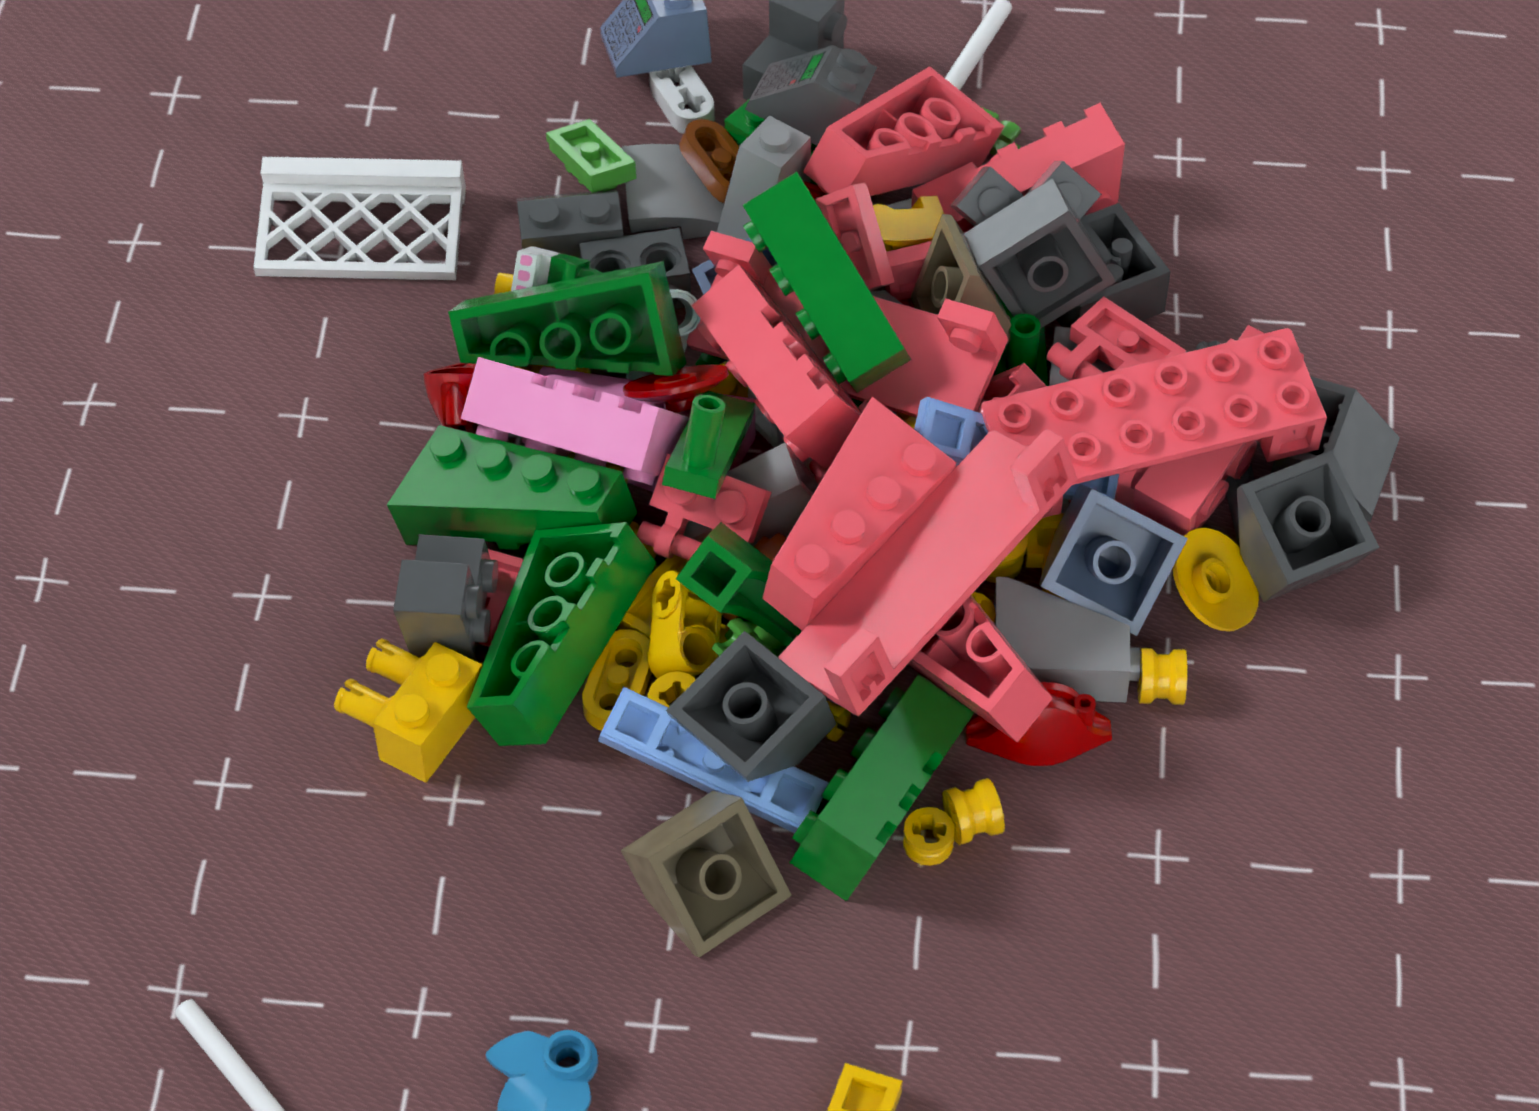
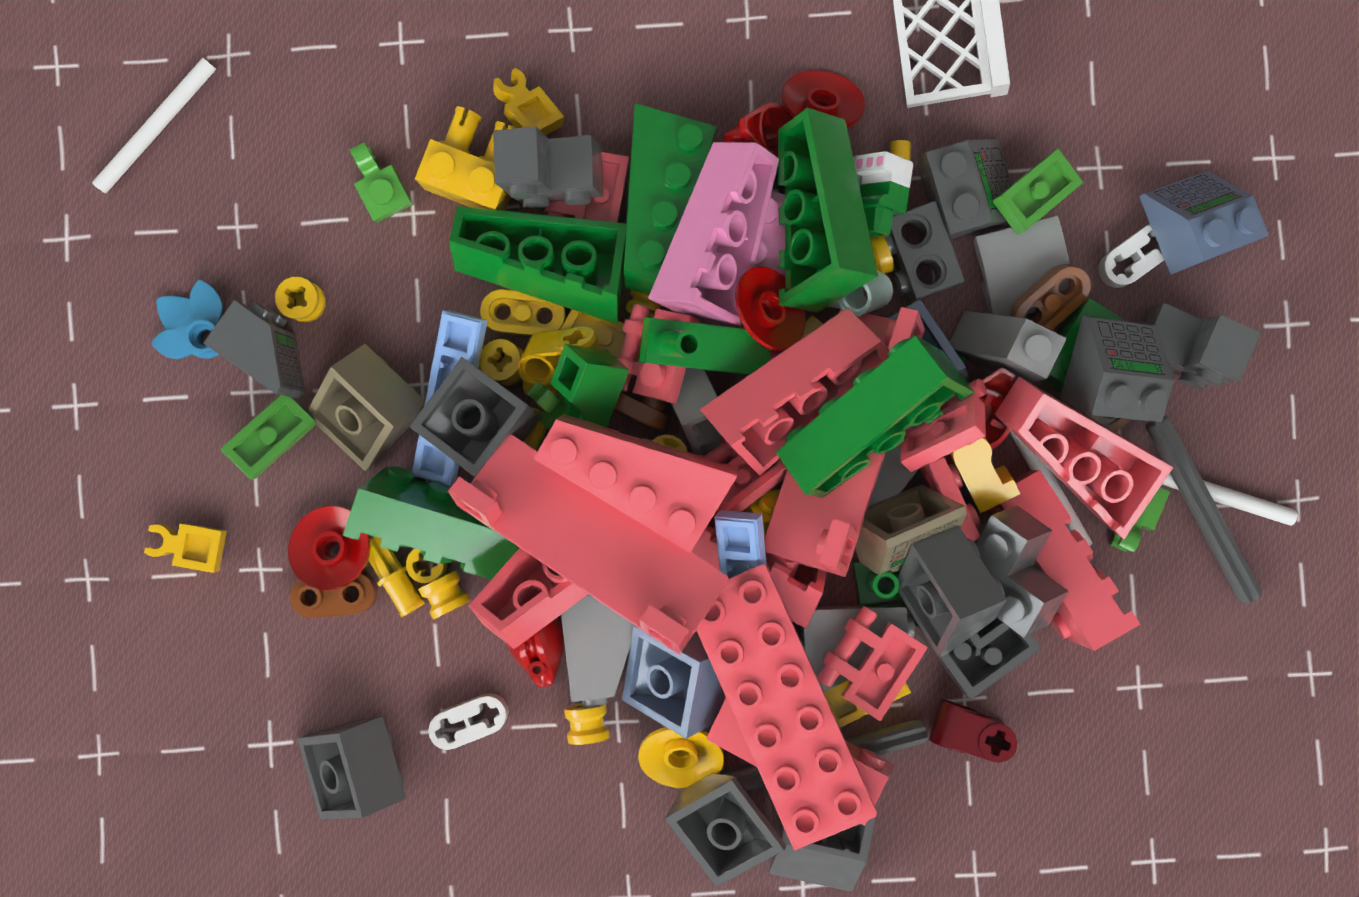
camera: 85 degrees right, 35 degrees up
(350, 641) = (527, 107): none -> yellow plate
(413, 821) = (381, 188): none -> bright green plate
(424, 344) = (823, 93): none -> red dish
(542, 946) = (309, 304): none -> yellow wheel
(605, 959) = (260, 346): none -> dark grey slope
(725, 987) = (268, 436): none -> bright green plate
(886, 910) = (311, 548): none -> red dish
(939, 874) = (394, 578): none -> yellow axle
(957, 949) = (335, 601): none -> dark orange plate
(995, 64) = (1204, 510): none -> dark grey axle
(1158, 813) = (472, 730): none -> white beam
(1197, 954) = (352, 769): none -> dark grey slope
(1214, 296) = (966, 732): none -> dark red piece

